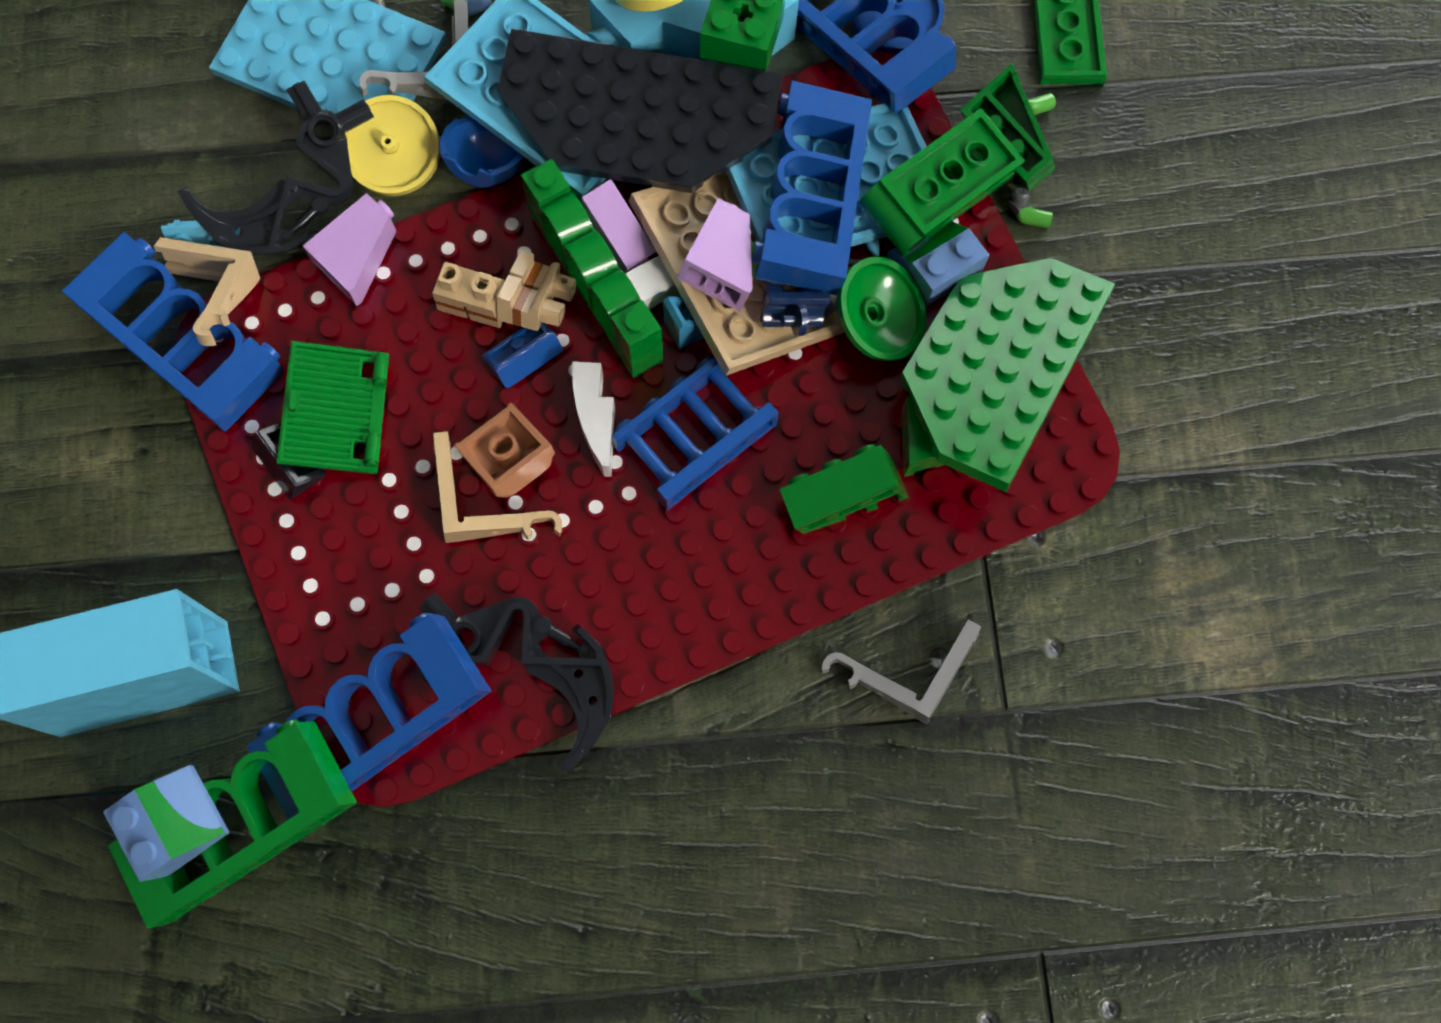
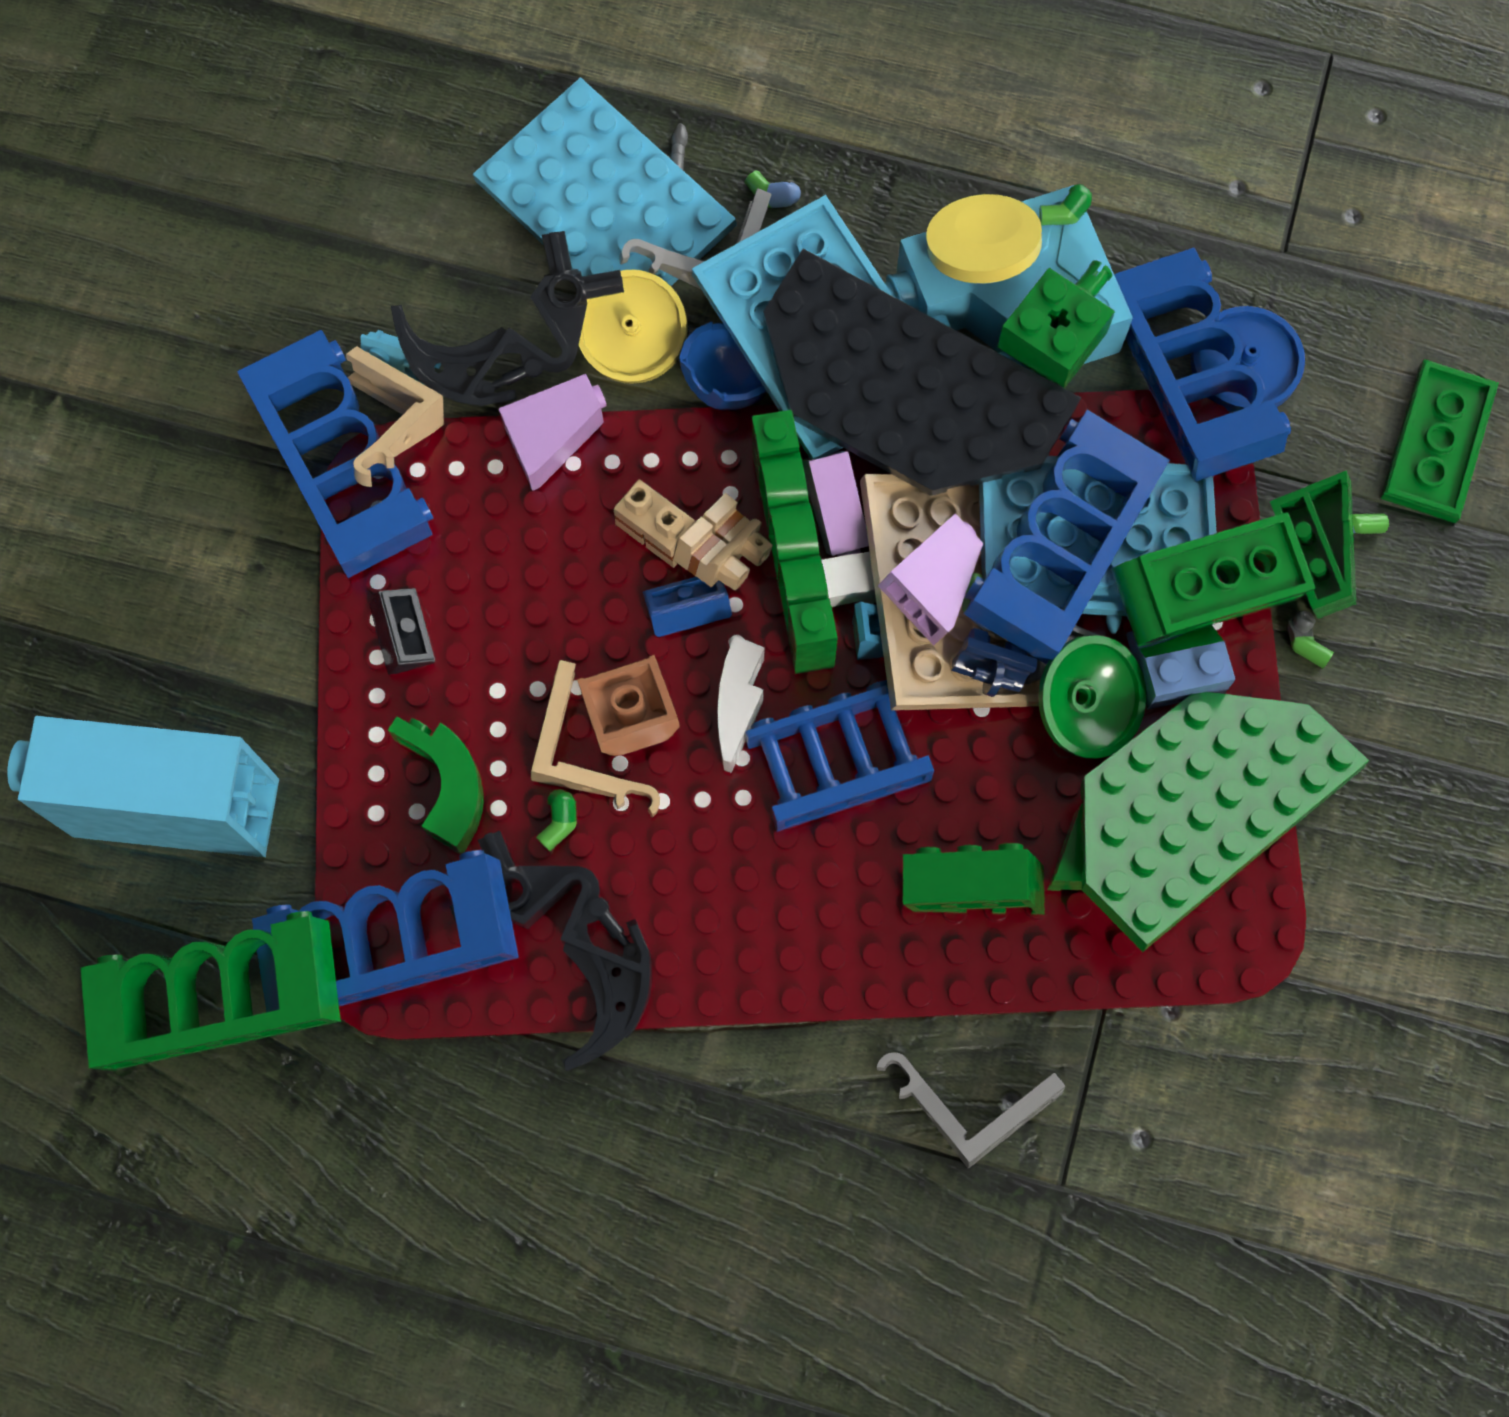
camera: 25 degrees right, 0 degrees up
(166, 823) = (145, 969): medium blue slope -> none
(332, 408) = (467, 593): green window -> none
(392, 583) = (461, 796): none -> green arch
(485, 564) = (563, 819): none -> arm

